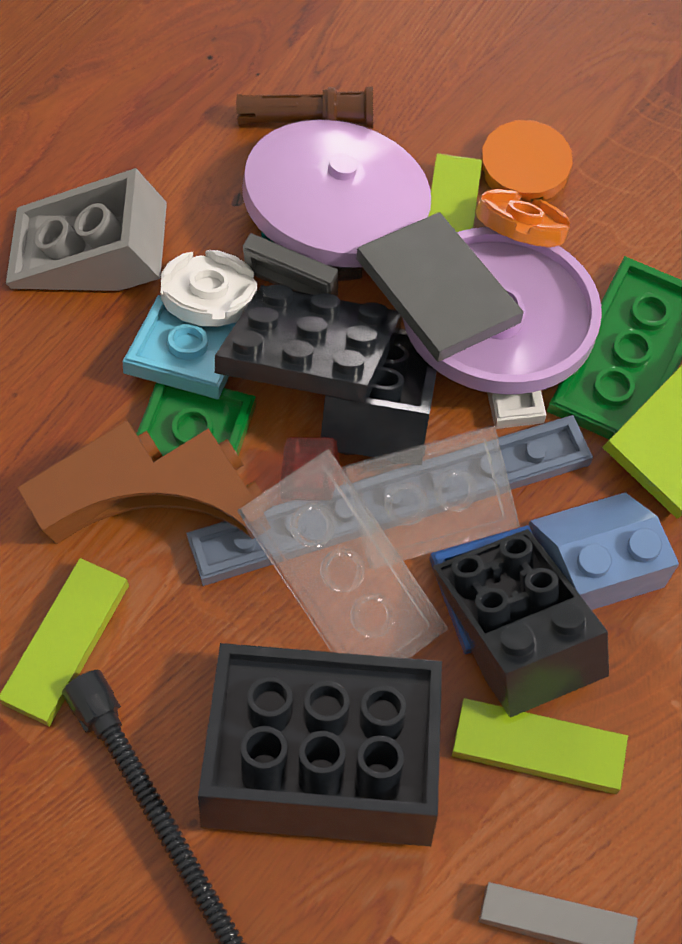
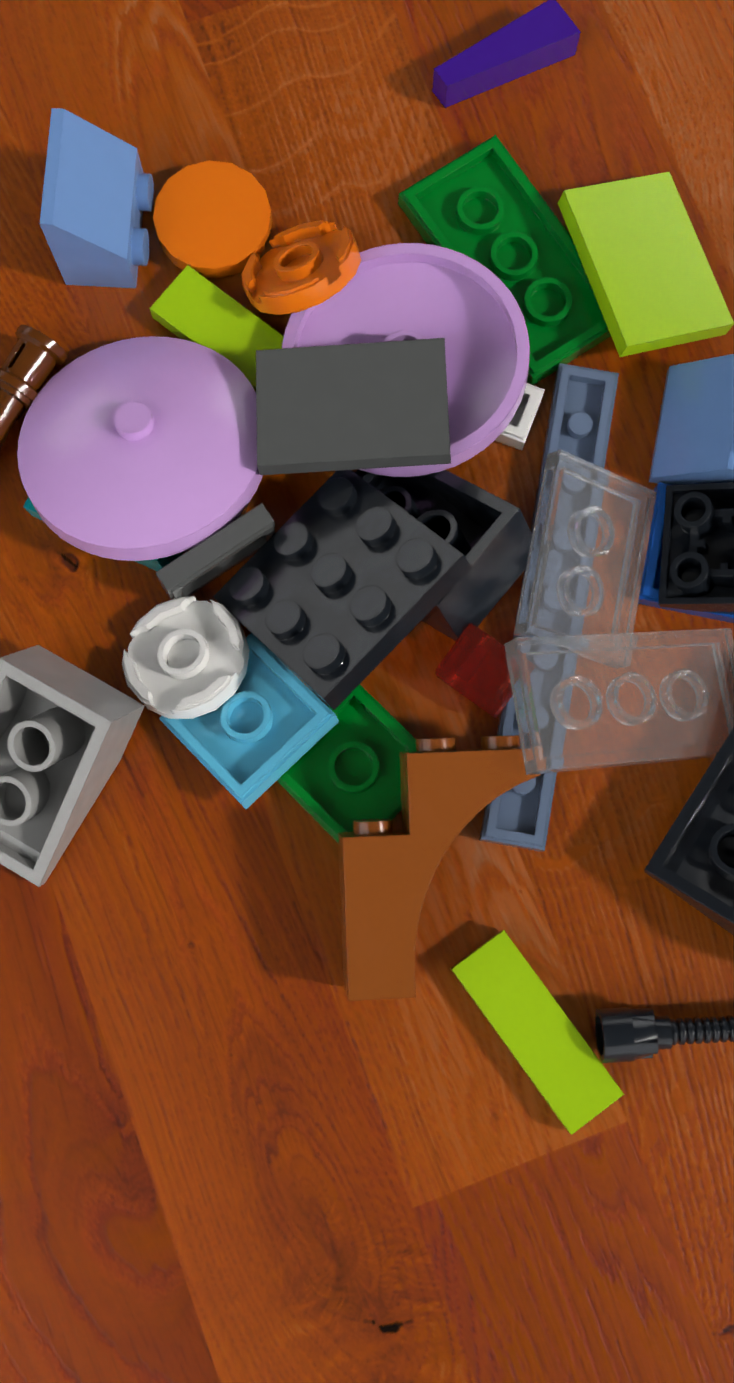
camera: 60 degrees left, 15 degrees up
(479, 80) = (94, 204): none -> medium blue slope

